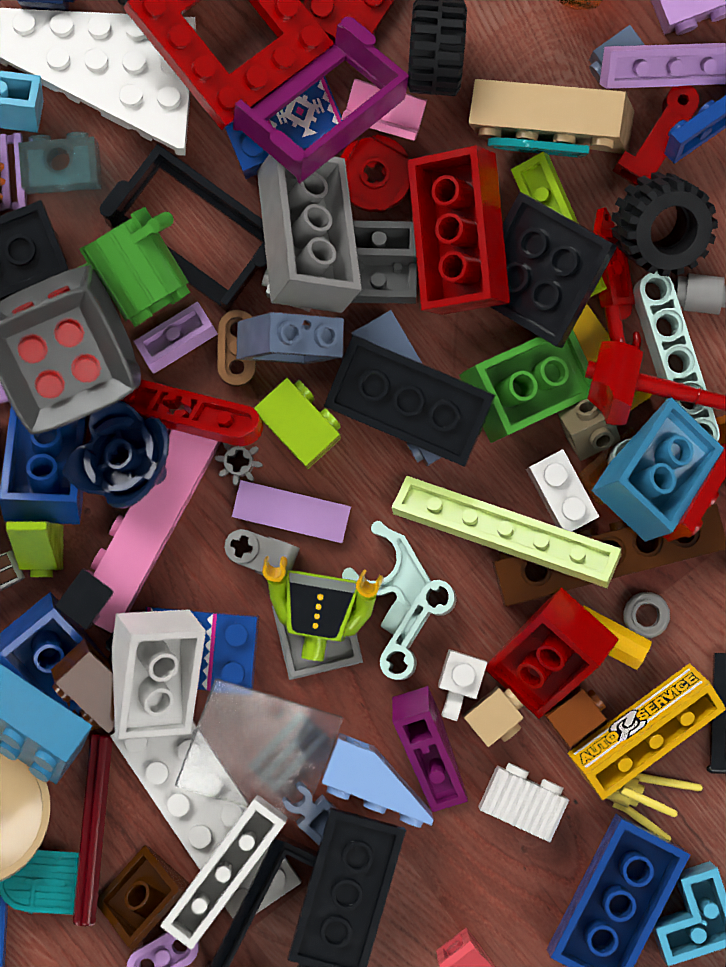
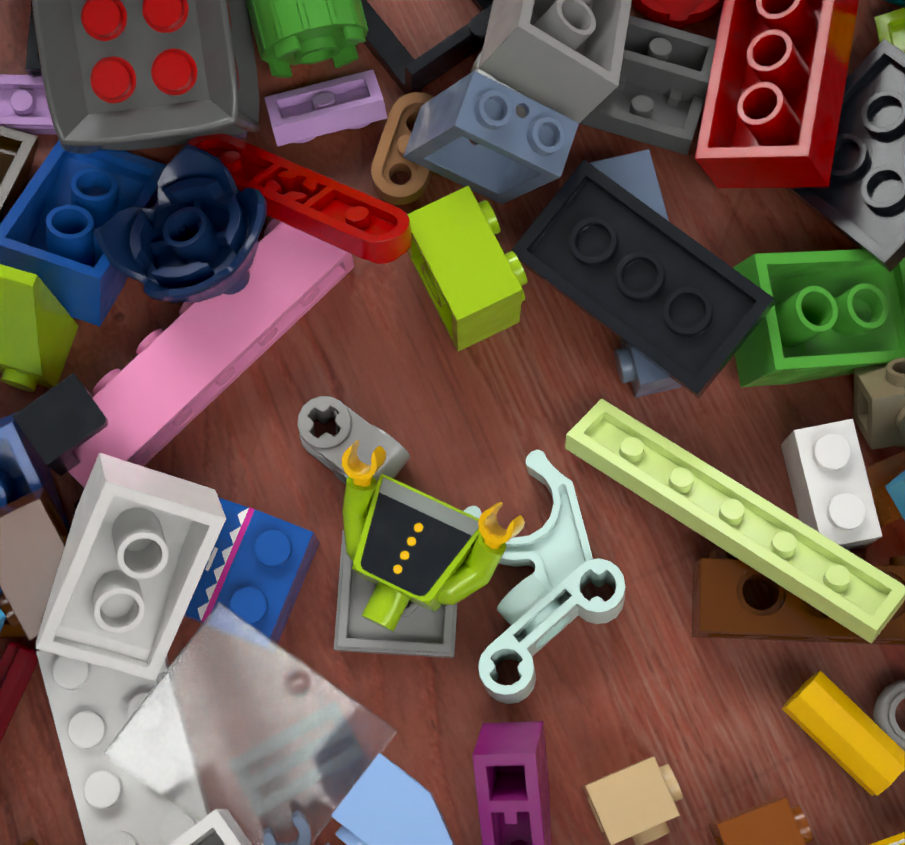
camera: 20 degrees right, 10 degrees down
(245, 470) = (354, 291): light grey gear -> none
(291, 511) = (415, 402): lavender tile -> none
(461, 677) = (598, 725): white brick -> none
(551, 653) = (752, 727): red slope -> none

